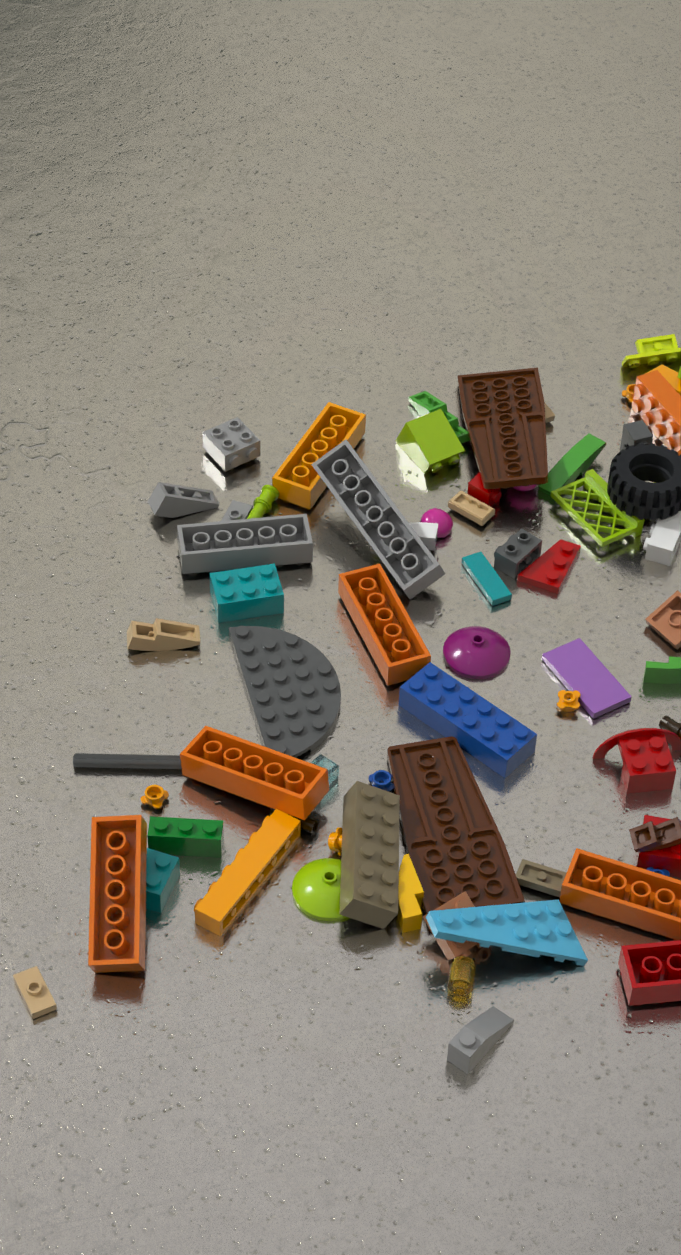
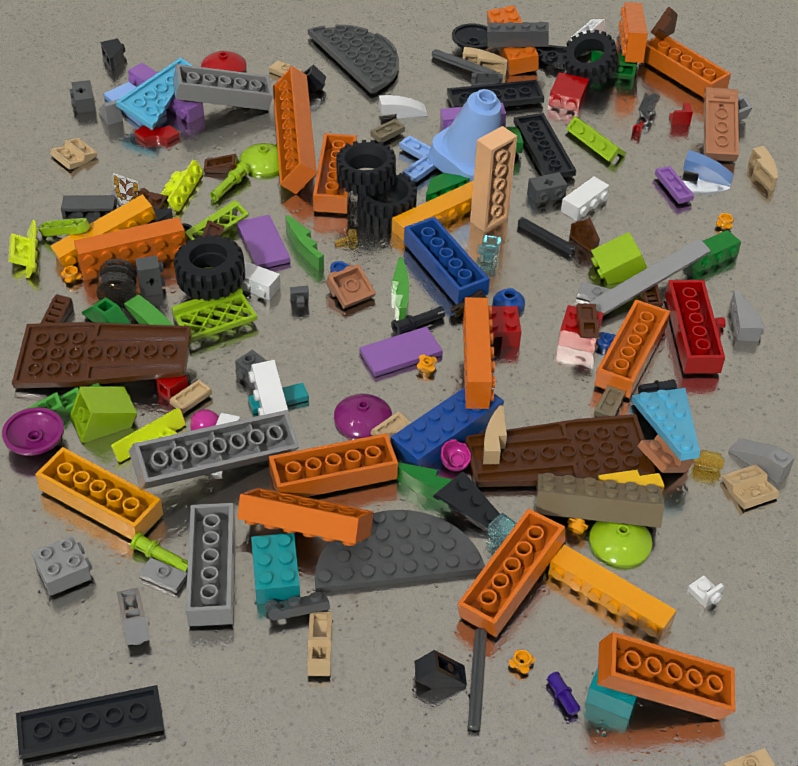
camera: 85 degrees left, 0 degrees up
(68, 492) = (89, 722): none -> black plate
(133, 729) = (439, 671): none -> black slope
(186, 836) = (575, 635): green brick -> none
(204, 615) = (297, 606): none -> dark grey plate
(261, 965) = (705, 591): none -> white bracket
(302, 598) = (305, 516): none -> orange brick
(353, 737) = (467, 499): none -> black wing
(379, 707) = (421, 480): none -> green slope
(382, 780) = (508, 488): blue plate -> none
(391, 397) = (33, 431): none -> magenta dish
(405, 484) = (158, 428): none -> neon yellow bracket
(421, 725) = (455, 455): none -> dark pink hair
(430, 1023) = (750, 486): none -> tan slope
(450, 754) = (495, 437): none -> tan slope
(458, 670) = (391, 425): none -> tan plate
(477, 559) = (267, 387): none -> white brick
(551, 567) = (270, 350): red wing -> none
(556, 713) = (478, 353): none -> orange brick
(567, 428) = (105, 312): none -> green slope
(573, 392) = (58, 303): none -> reddish brown slope
(582, 931) = (654, 387): none -> black axle
(610, 419) = (117, 281): none -> clear smoke wheel
(633, 681) = (411, 322): none -> black pin
(649, 578) = (299, 294): none -> dark grey tile

